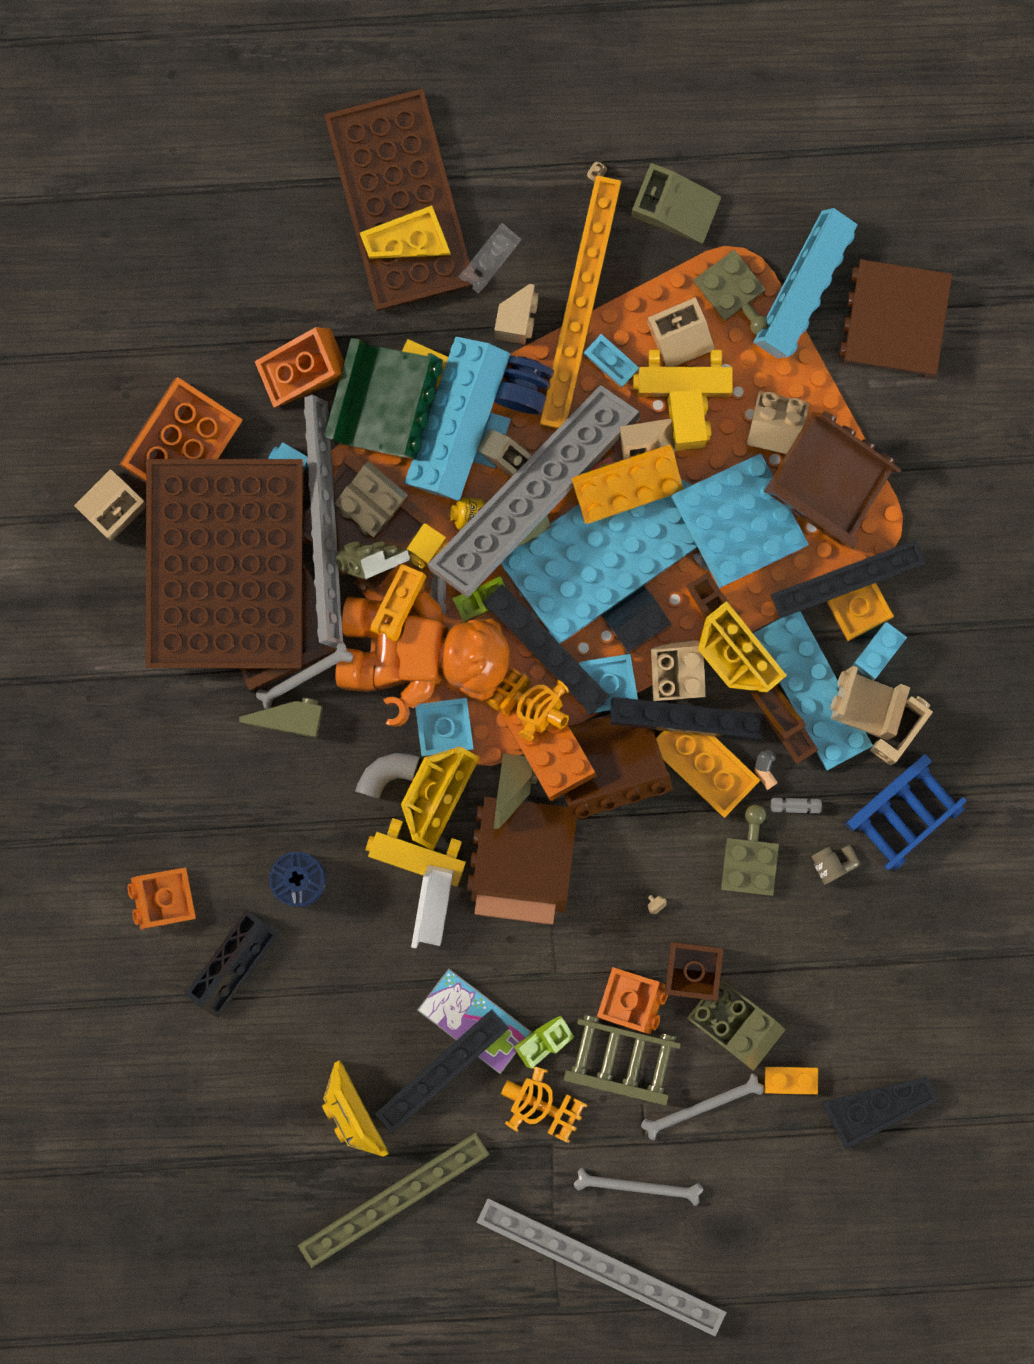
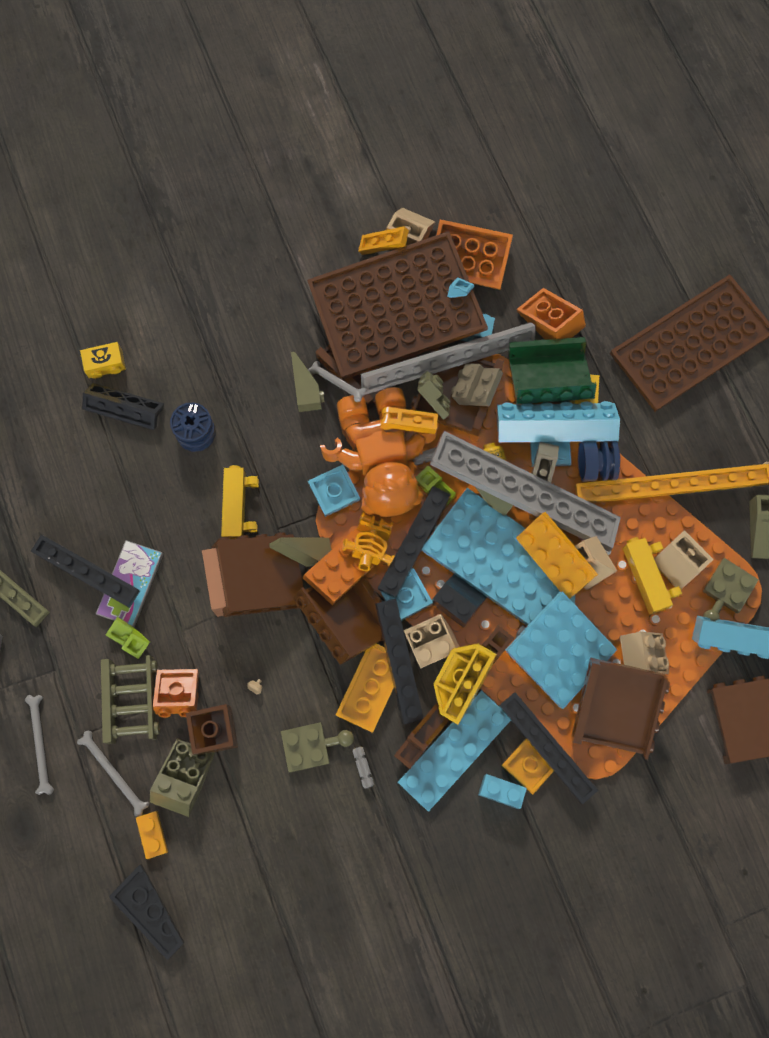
camera: 70 degrees right, 10 degrees down
(122, 548) = (383, 240): none -> light orange plate
(160, 971) = (103, 360): none -> yellow brick
(161, 898) = (153, 345): orange plate -> none
(237, 474) = (459, 288): none -> medium azure slope
(350, 1114) = (37, 518): yellow wedge -> none
(385, 770) = (291, 462): light grey cylinder -> none
(407, 237) = (670, 351): yellow wing -> none
(425, 546) = (458, 427): yellow brick -> none
(432, 906) = (201, 522): white panel -> none
(436, 793) = (283, 498): yellow wedge -> none
(490, 257) = (679, 412): clear plate -> none
(514, 314) = (646, 441): tan slope -> none
(519, 1095) = (85, 637): light orange piece -> none
(611, 361) = (641, 518): medium azure plate -> none
(688, 419) = (621, 584): yellow brick -> none
(763, 767) = (383, 732): arm -> none
(829, 865) = (324, 809): dark tan piece -> none
(869, 704) = (458, 796): tan panel -> none
(882, 805) = (403, 845): blue fence -> none
(888, 753) = (470, 837): tan panel -> none

